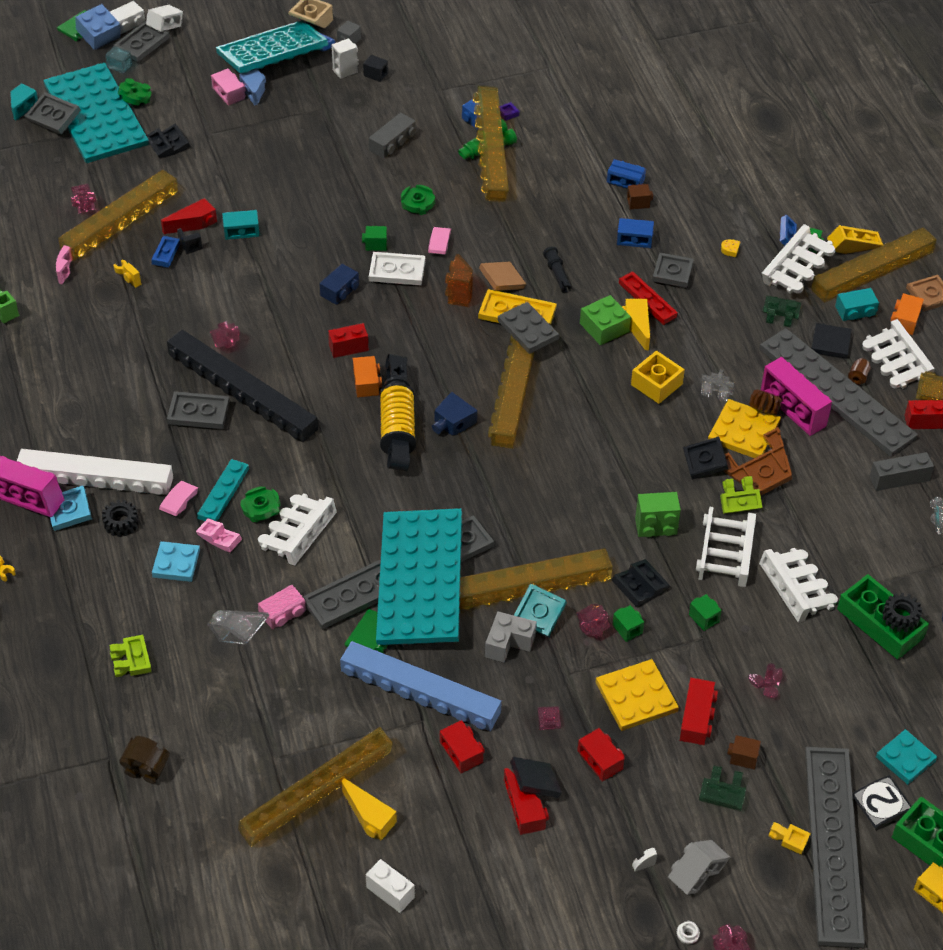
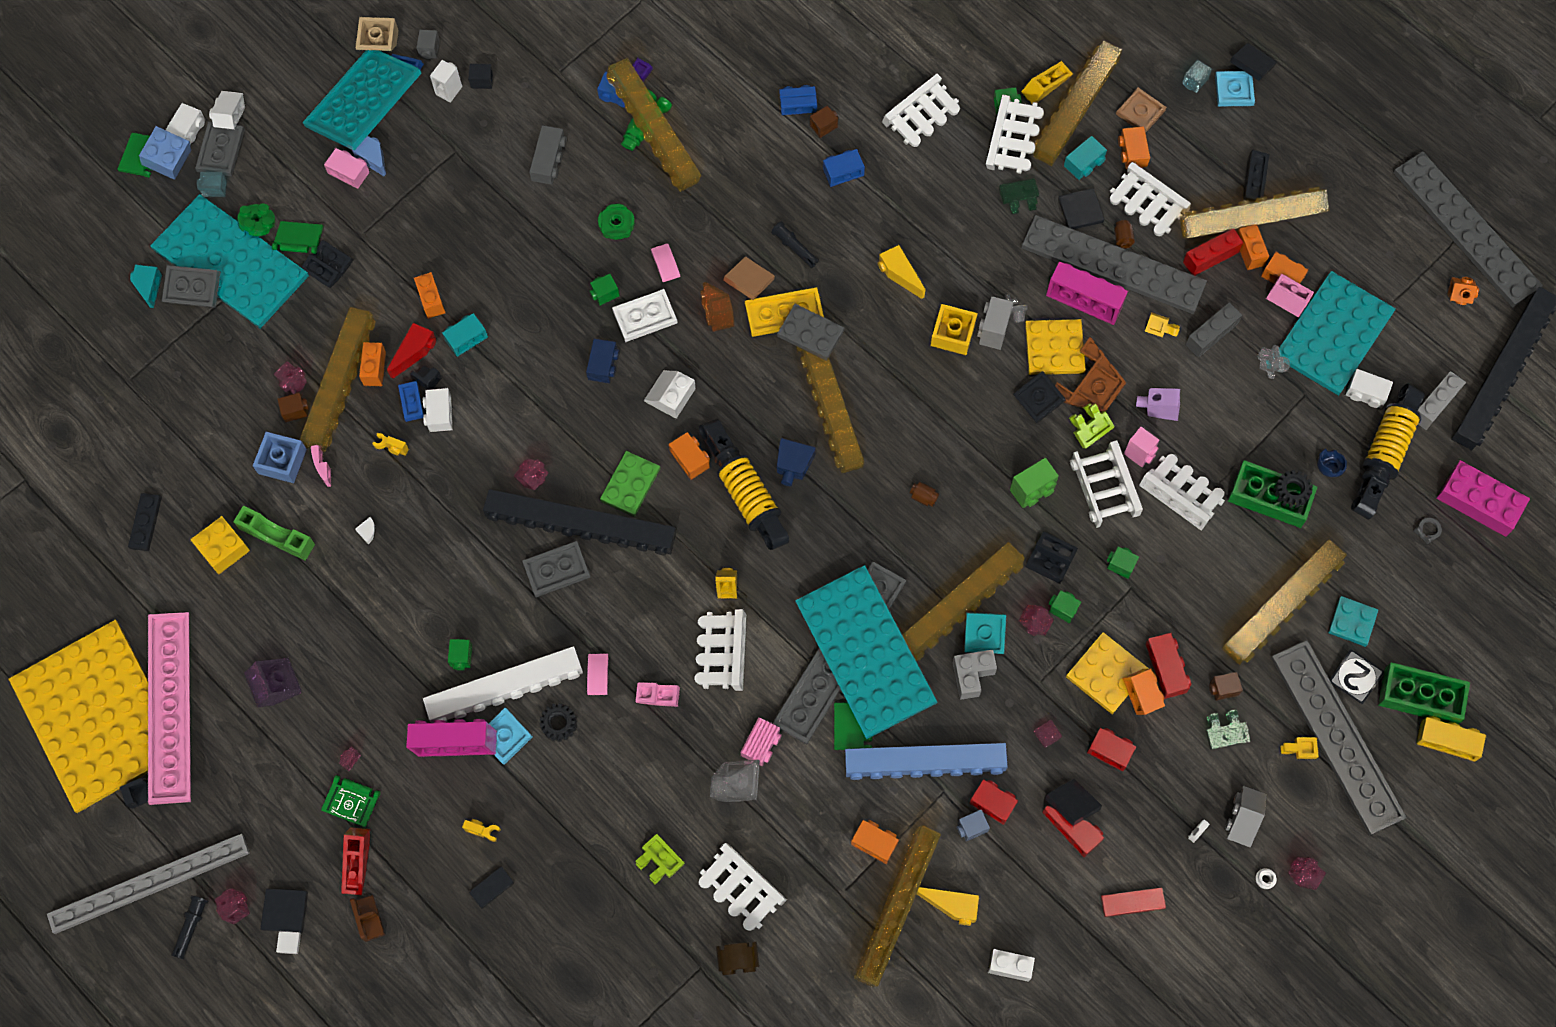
camera: 25 degrees left, 20 degrees up
(34, 244) = (279, 457): none -> medium blue brick
(66, 322) = (366, 530): none -> white tile
(69, 217) = (293, 407): none -> reddish brown brick
(75, 433) = (459, 654): none -> green brick
(150, 215) = (372, 364): none -> orange brick
(158, 116) = (298, 237): none -> green piece
(175, 561) = (635, 740): medium azure plate -> none
(183, 265) = (438, 410): none -> white brick
(191, 718) = (752, 889): none -> white fence
(223, 490) = (632, 645): teal plate -> none
(231, 188) = (429, 295): none -> orange brick
(260, 512) = (678, 654): green plate -> none
(303, 378) = (630, 483): none -> bright green plate
(331, 728) = (875, 841): none -> orange brick
(332, 474) = (726, 583): none -> yellow slope
(348, 340) = (649, 423): red brick -> none
(385, 329) = (671, 392): none -> white slope
(429, 756) = (972, 825): none -> sand blue brick
(543, 892) = (1133, 902): none -> tile
(553, 486) = (924, 494): none -> reddish brown brick
(605, 320) = (871, 285): bright green brick -> none
(640, 290) = (893, 237): red plate -> none
(660, 718) = (1144, 691): none -> orange brick
(673, 270) = (900, 195): dark grey plate -> none
(695, 384) = (994, 326): none -> light grey brick
(726, 211) = (926, 103): none -> white fence
(730, 247) = (937, 142): yellow tile -> none
(765, 401) = (1062, 311): reddish brown gear -> none
(772, 677) = (1209, 598): clear pink plant -> none
(776, 527) = (1142, 447): none -> bright pink brick
(787, 230) = (982, 101): blue plate -> none
(817, 505) = (1161, 403): none -> lavender torso
(844, 709) = (1284, 602): none -> clear yellow brick
(851, 448) = (1159, 324): none -> yellow plate

